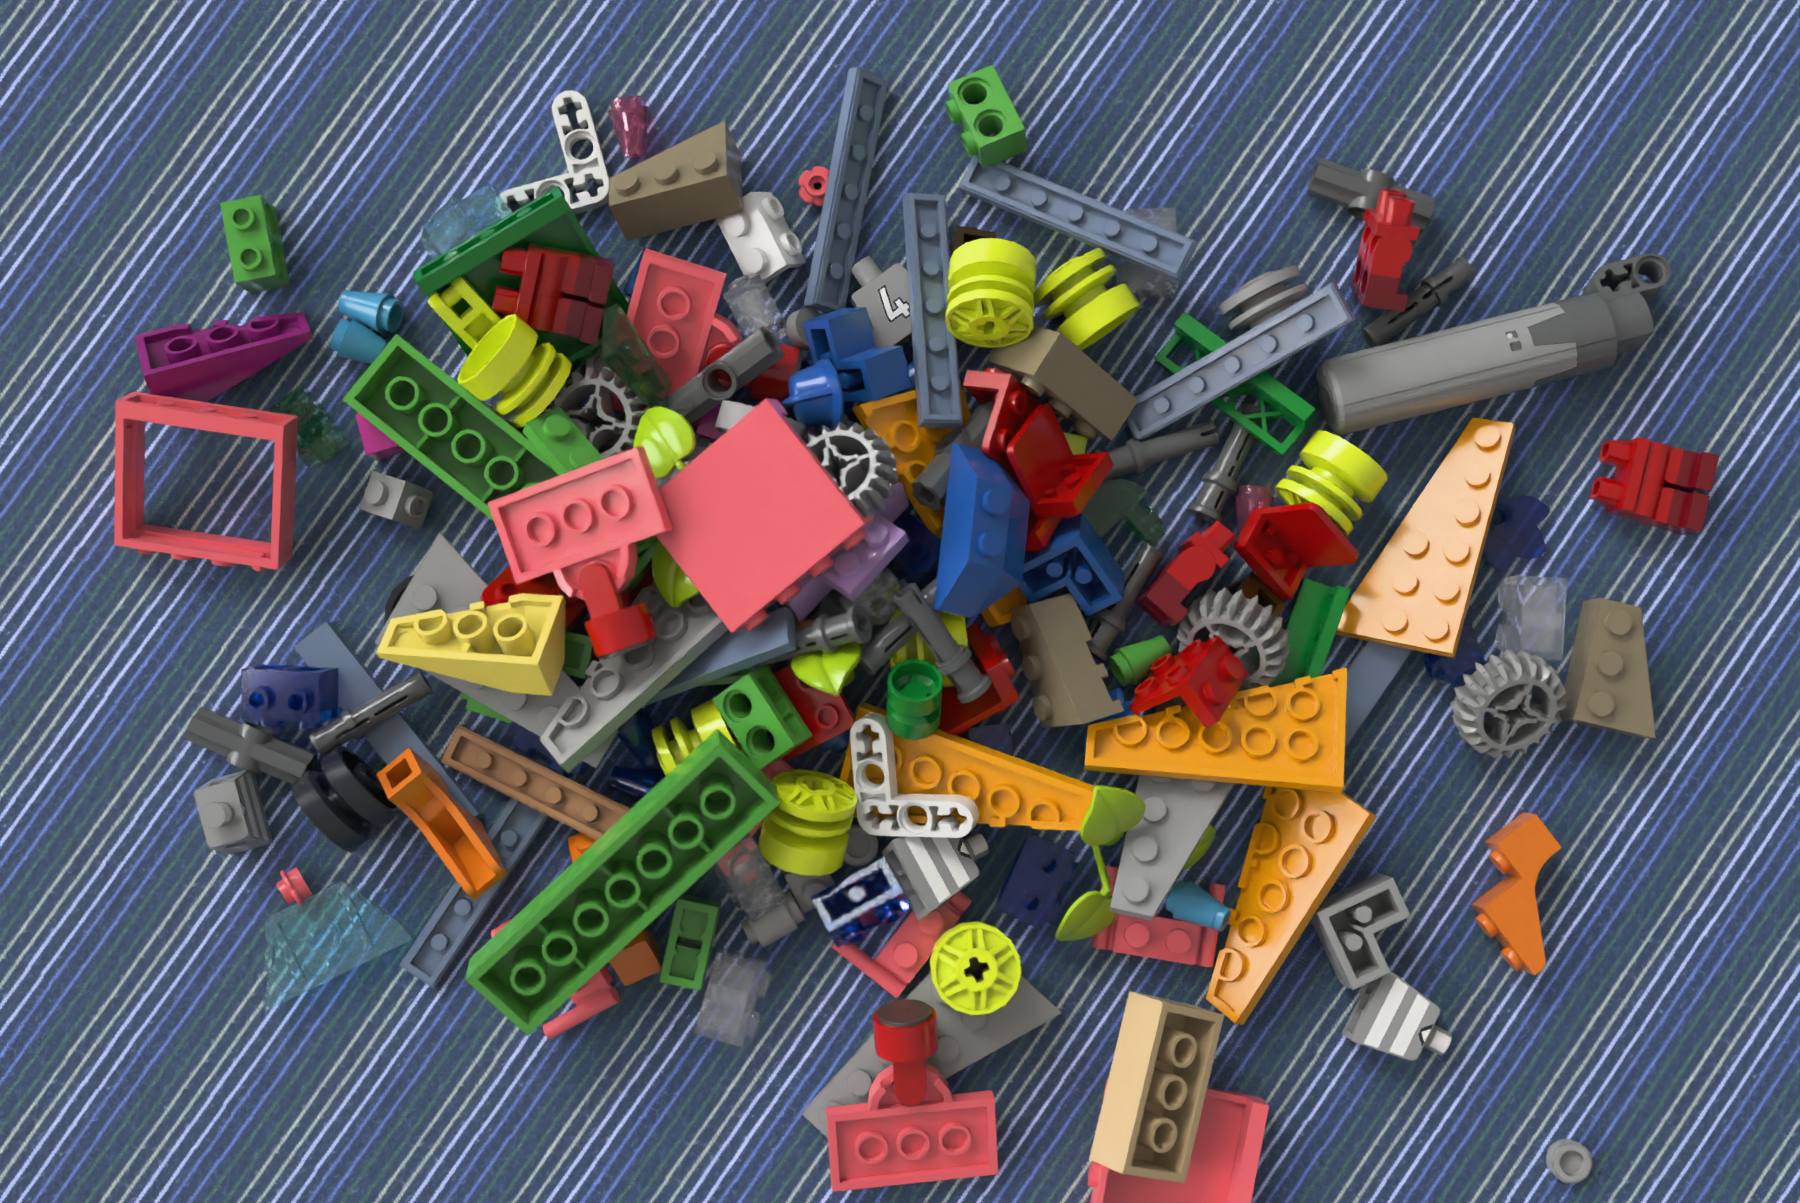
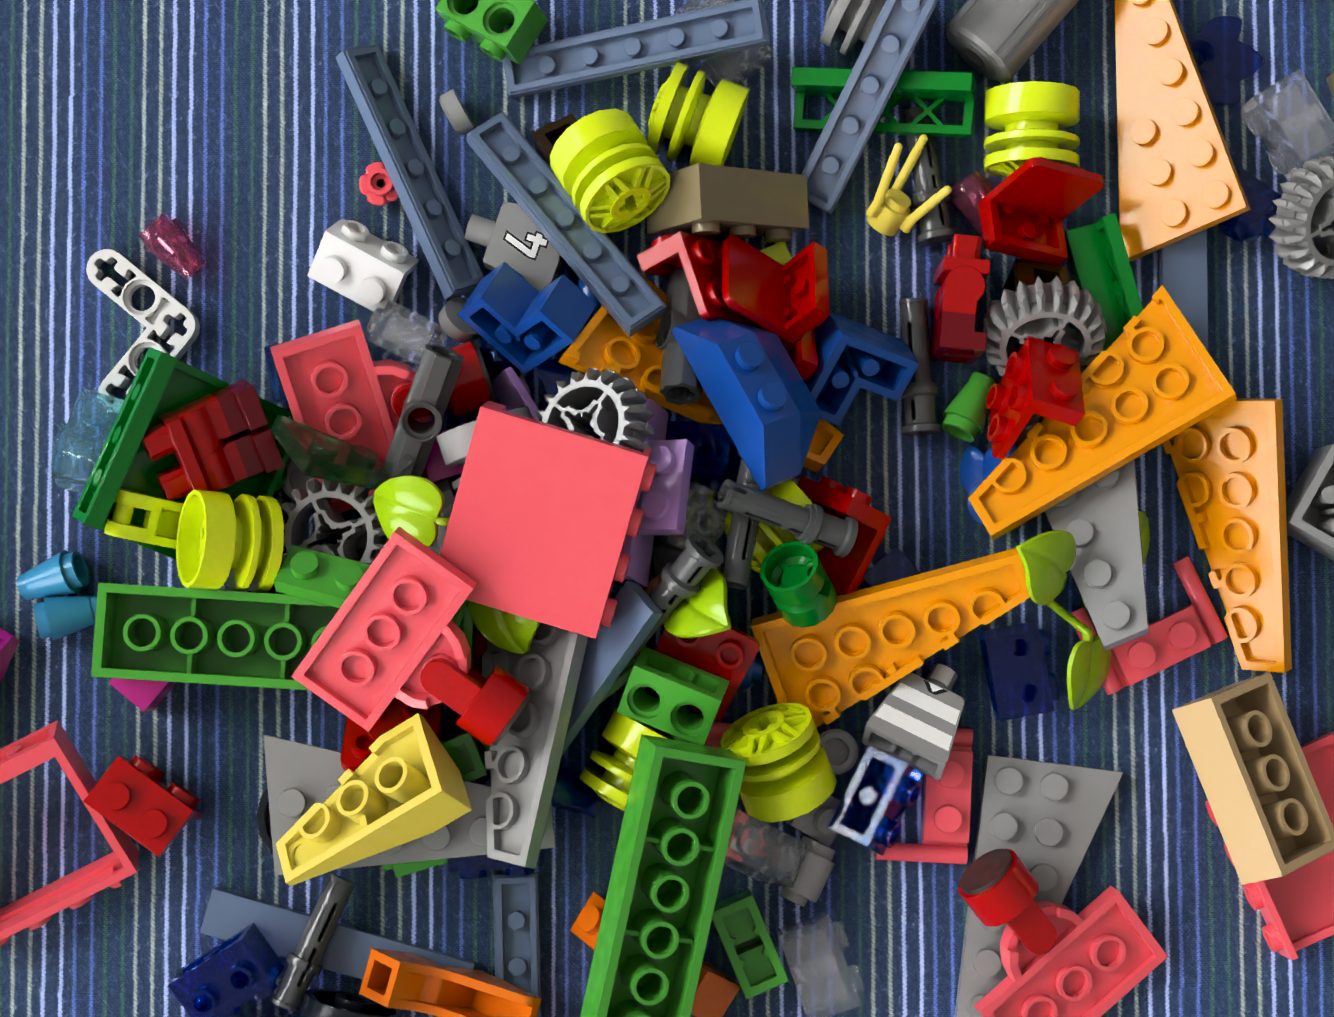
camera: 30 degrees left, 0 degrees up
(317, 431) = (87, 723): clear green brick -> none
(317, 522) = (142, 804): none -> red bracket
(396, 500) = (198, 733): light grey bracket -> none
(532, 783) = (506, 902): medium nougat tile -> none
(634, 781) = (598, 835): clear blue cone -> none
(679, 186) = (257, 269): dark tan wedge -> none
(816, 395) = (517, 372): blue piece -> none
(887, 796) = (832, 688): white beam -> none
(910, 172) = (456, 112): none -> light grey tile
(952, 956) = (993, 792): neon yellow wheel -> none
(1059, 663) = (903, 461): dark tan wedge -> none
(1118, 501) = (853, 278): clear green brick -> none
(1136, 455) = (840, 226): dark grey pin -> none
(1183, 469) = (891, 207): none -> light yellow plant
(1196, 906) = (1177, 592): dark azure cone -> none

